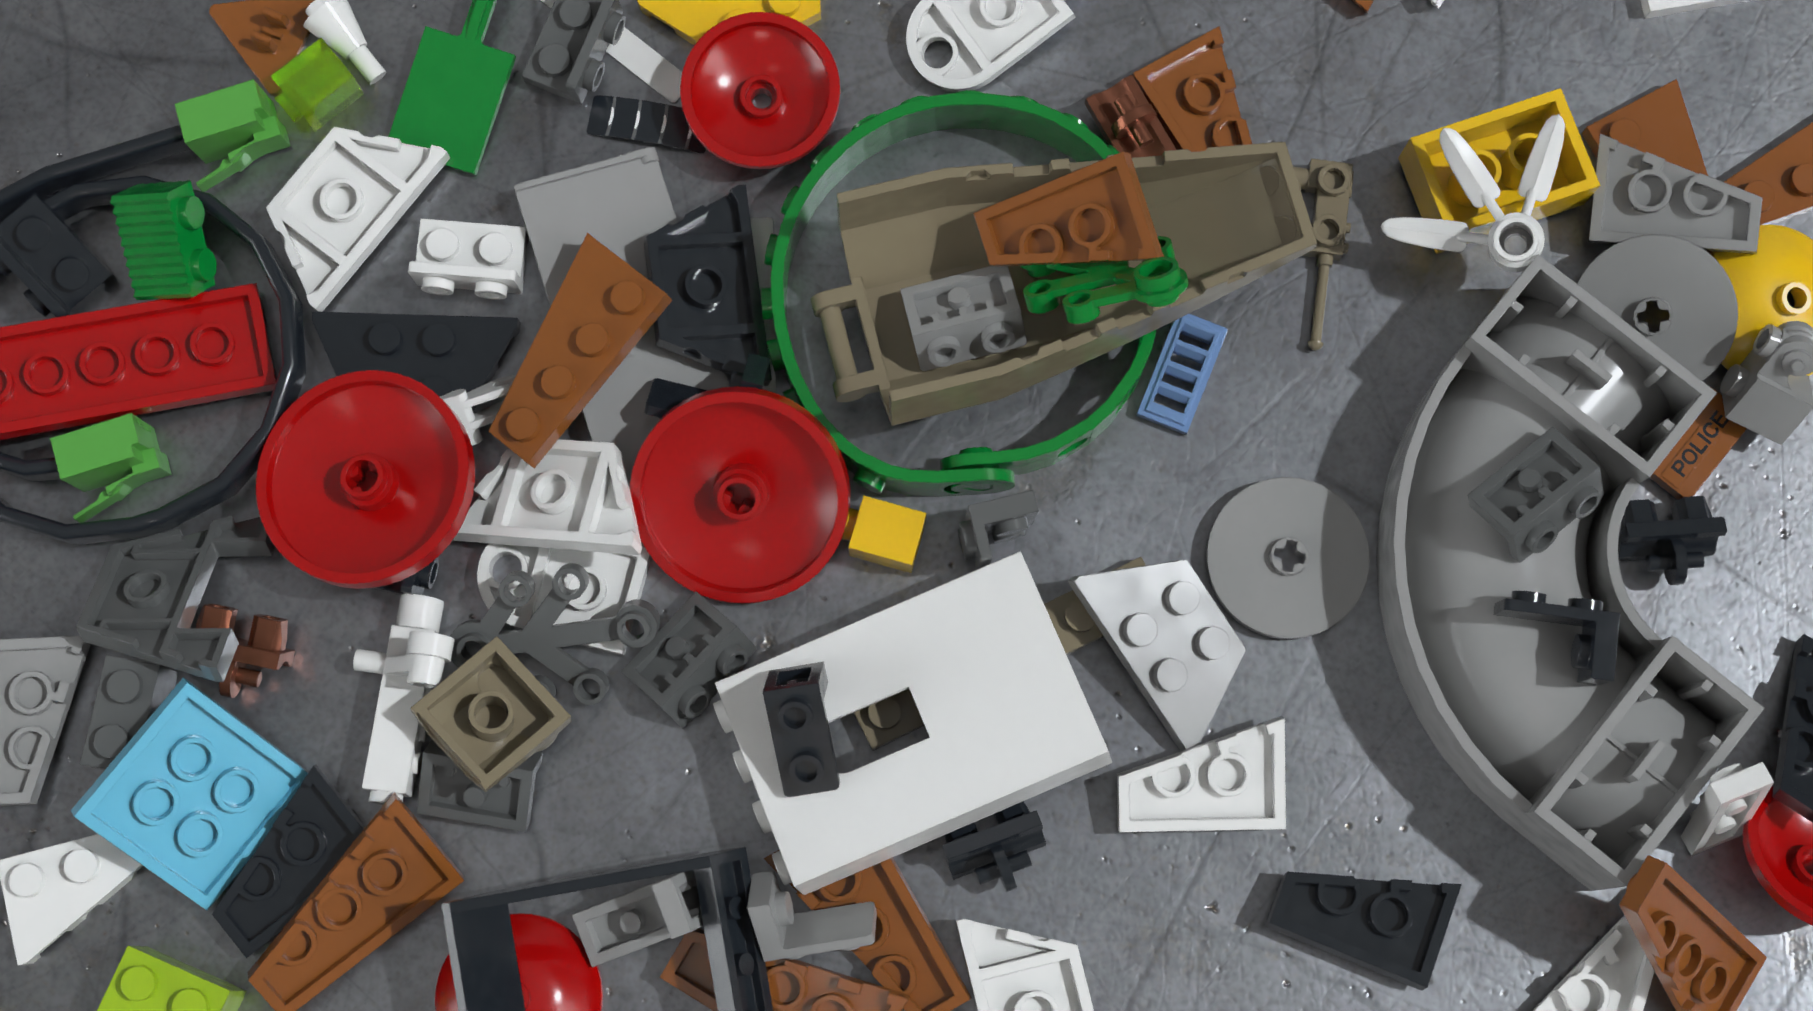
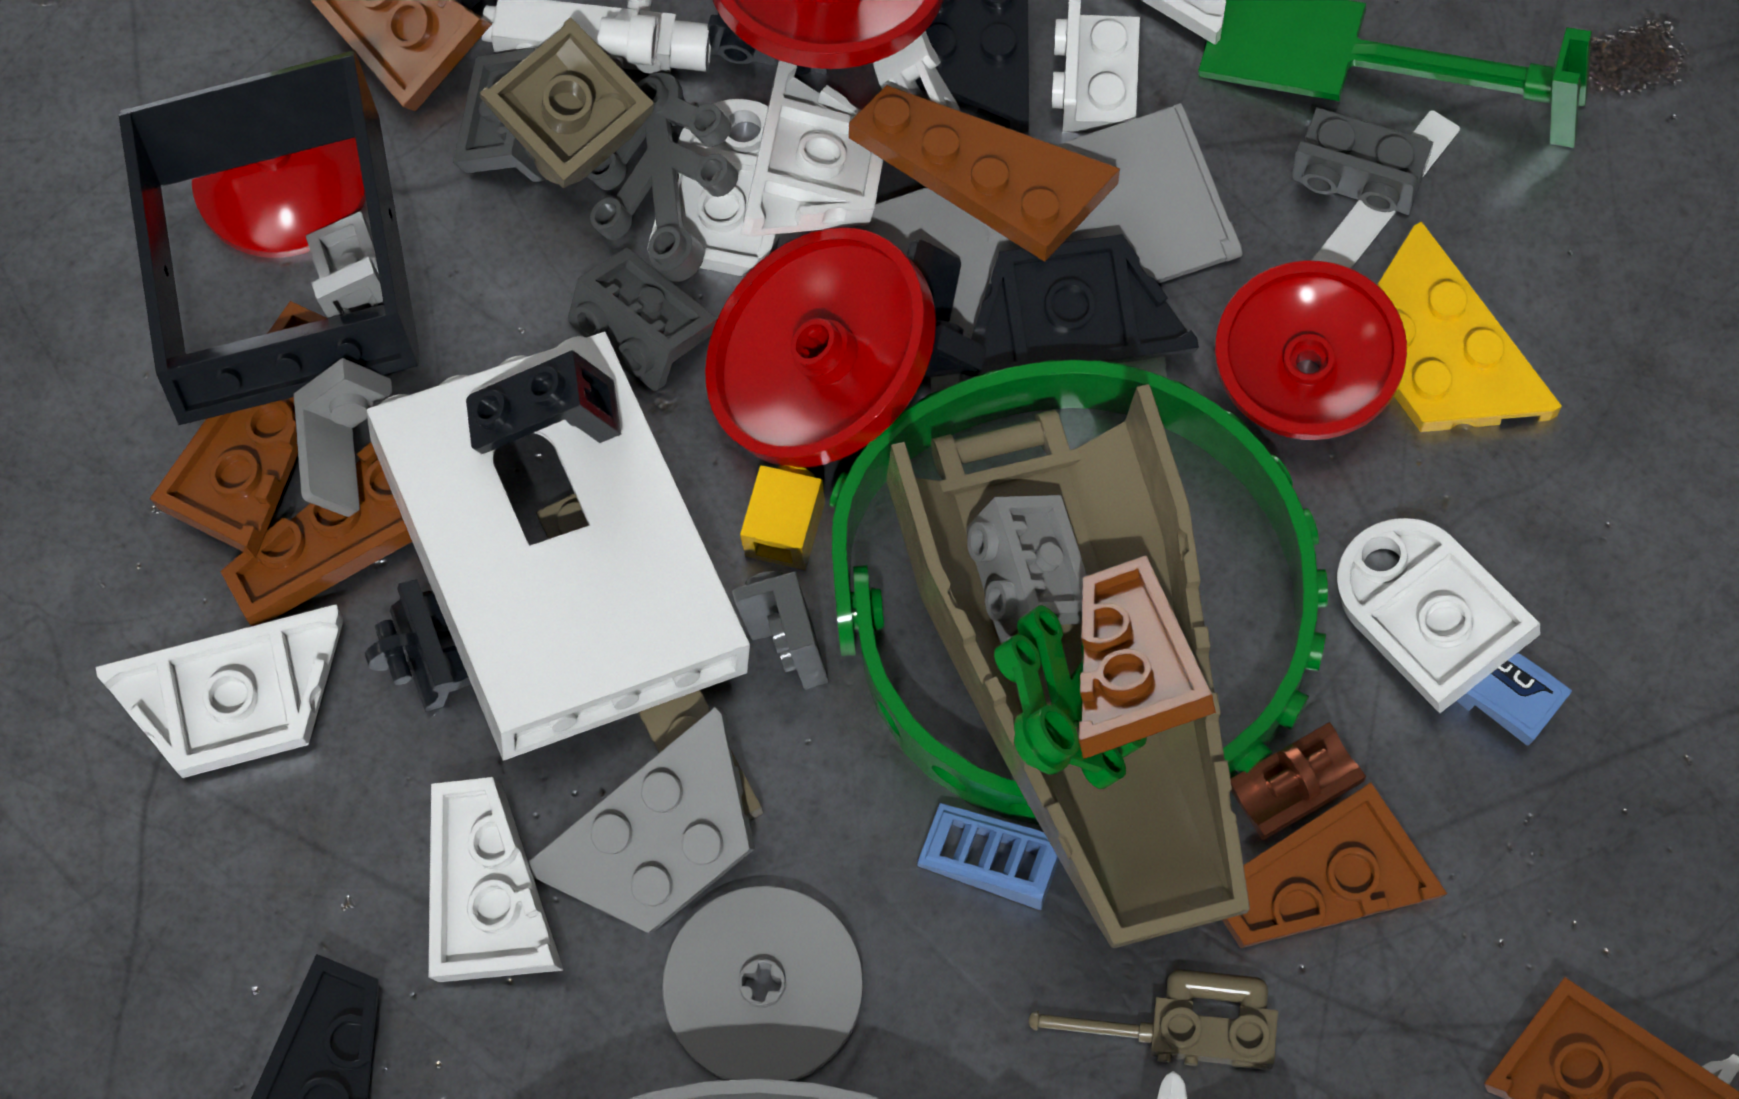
camera: 95 degrees right, 10 degrees down
(642, 122) = (1274, 229): black sticker -> none

